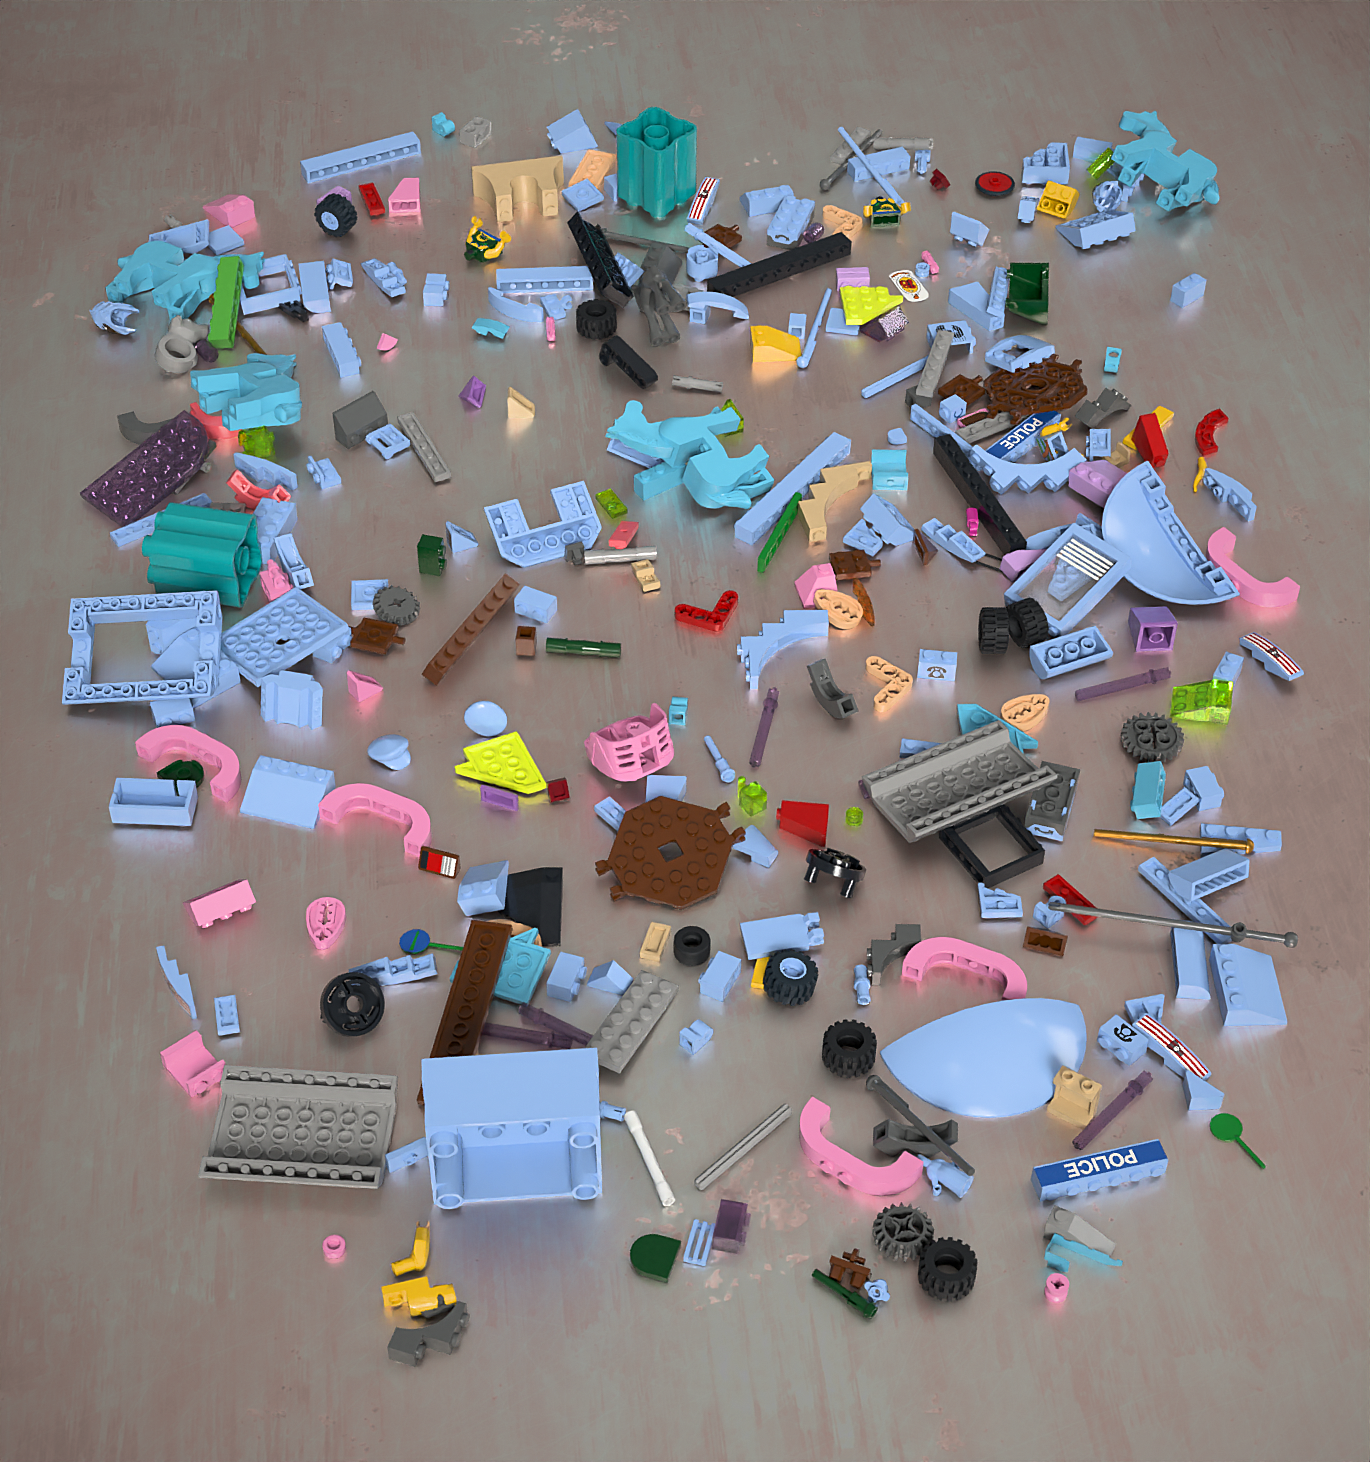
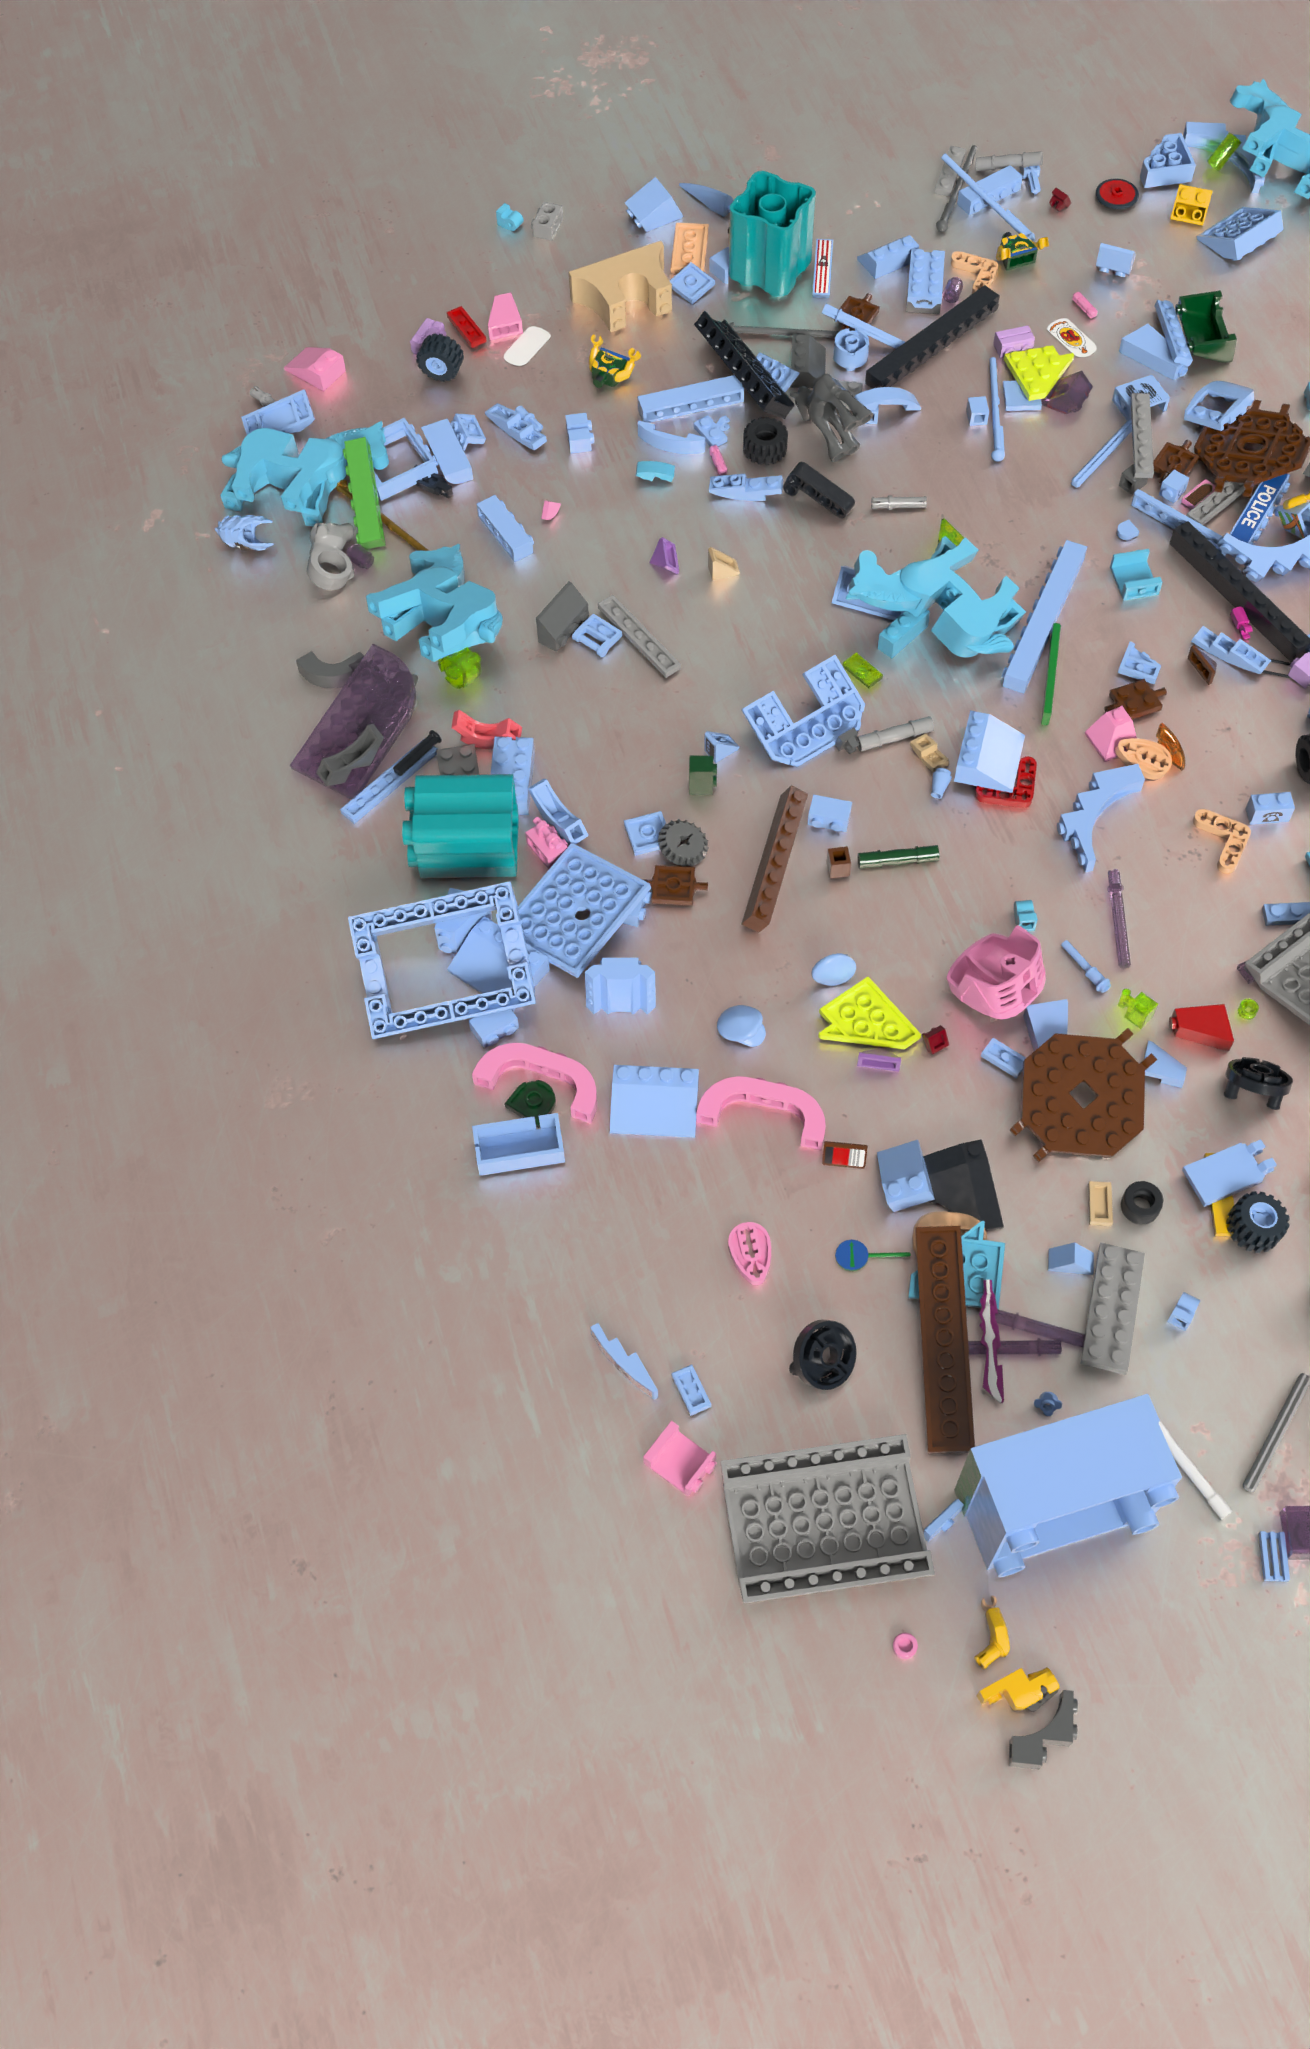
camera: 10 degrees left, 15 degrees up
(140, 489) = (359, 754): none -> dark grey arch
(200, 497) = (419, 751): none -> black axle
(212, 424) = (407, 650): coral arch -> none
(220, 903) = (632, 1252): bright pink slope -> none
(224, 240) = (326, 407): light blue tile -> none
(264, 469) = (475, 697): light blue slope -> none
(323, 472) = (543, 688): light blue bracket -> none
(360, 157) = (434, 275): light blue brick -> none
(362, 686) = (684, 951): bright pink slope -> none
(399, 970) = (845, 1299): light blue slope -> none
(419, 221) = (526, 346): none -> white sticker
(511, 1015) = (991, 1340): none -> magenta sword
(560, 351) = (744, 488): none -> light blue slope
(566, 977) = (1027, 1268): light blue brick -> none
(623, 534) = (892, 709): coral tile -> none
(645, 597) = (940, 781): none -> light blue cone
(654, 1256) = (1235, 1583): dark green tile -> none
(696, 581) = (989, 753): none -> light blue slope
(720, 976) = (1183, 1233): light blue brick -> none
(773, 345) = (960, 440): yellow slope -> none
(827, 693) = (1173, 867): dark grey arch -> none
(833, 484) = (1084, 602): tan arch -> none
(887, 521) = (1157, 639): light blue slope -> none
(922, 269) = (1080, 316): light blue bush -> none
(1027, 208) = (1164, 220): light blue slope -> none
(1107, 196) = (1245, 192): light blue head -> none

